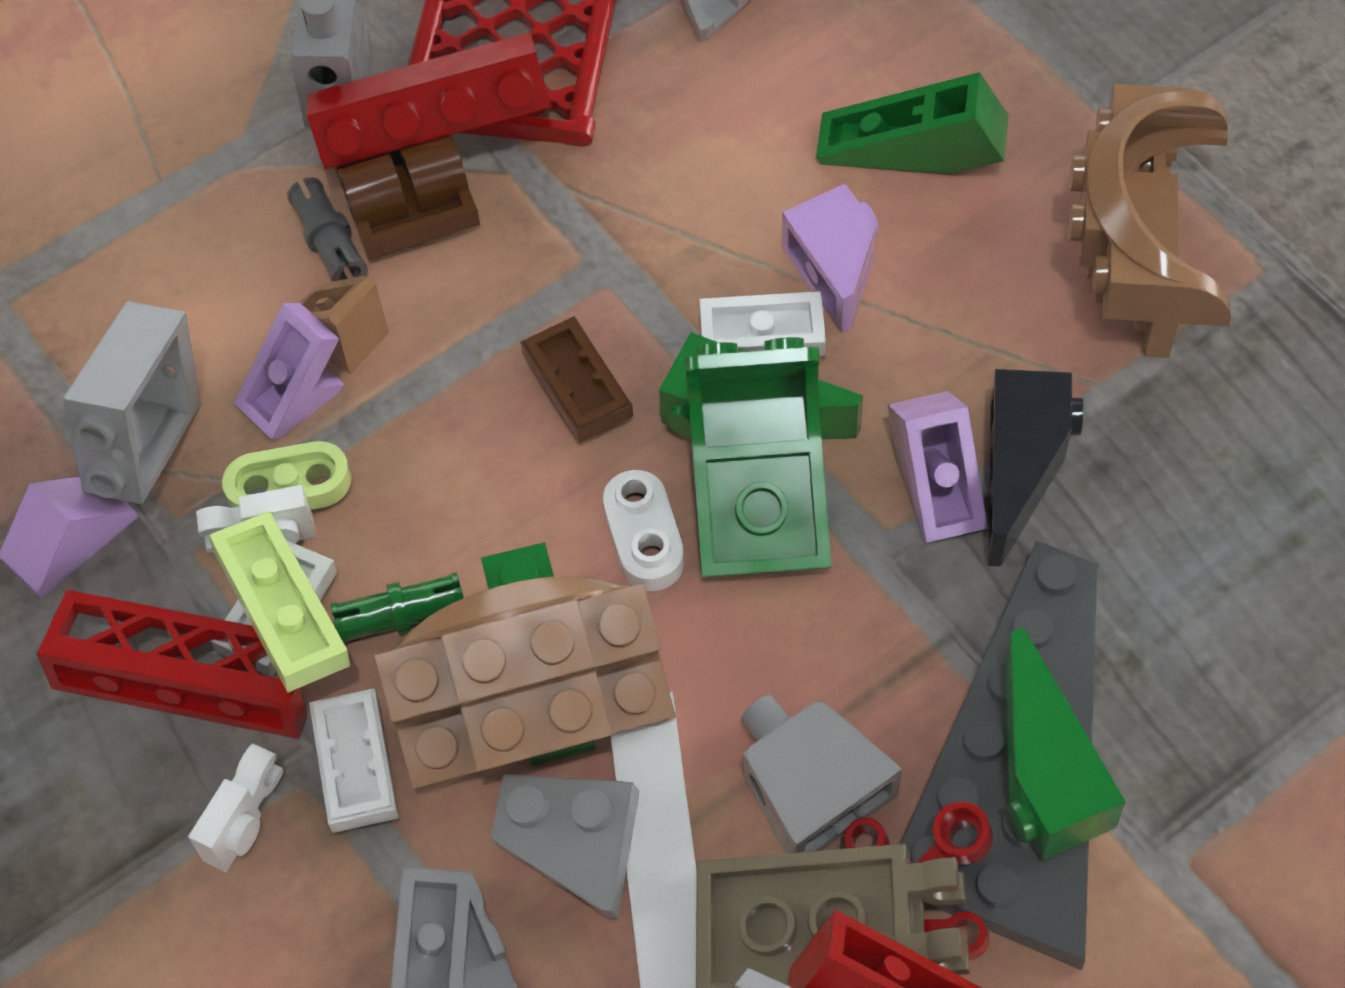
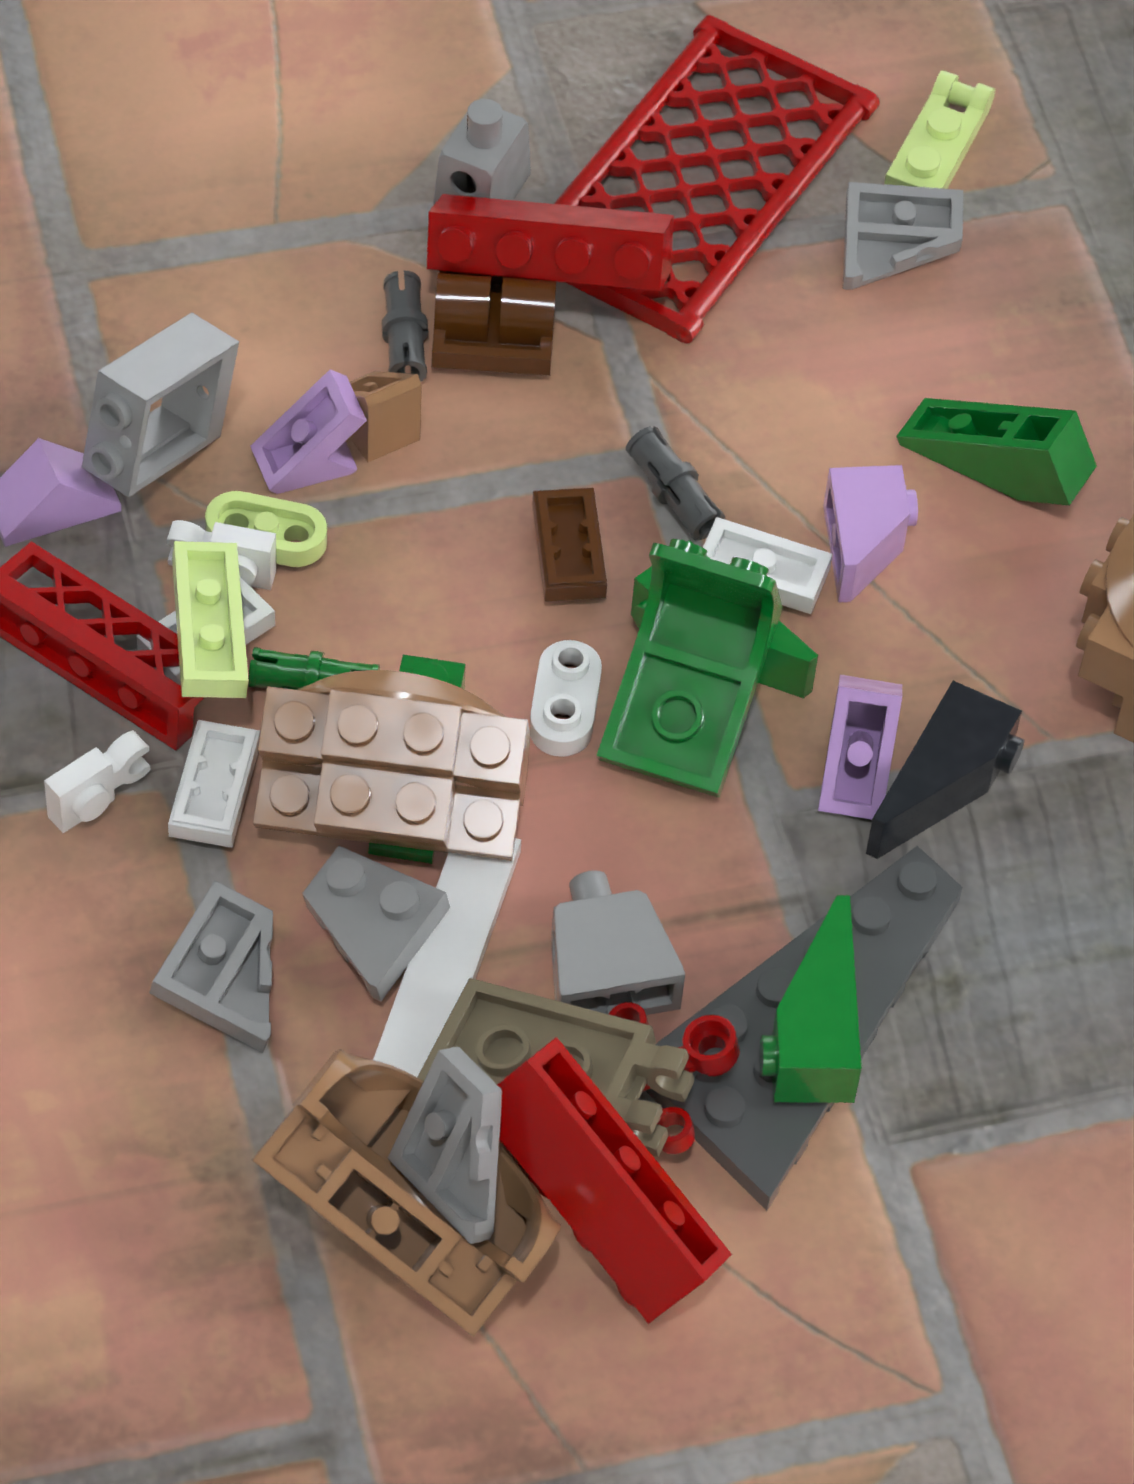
camera: 15 degrees right, 5 degrees down
(644, 280) = (674, 481): none -> dark grey pin

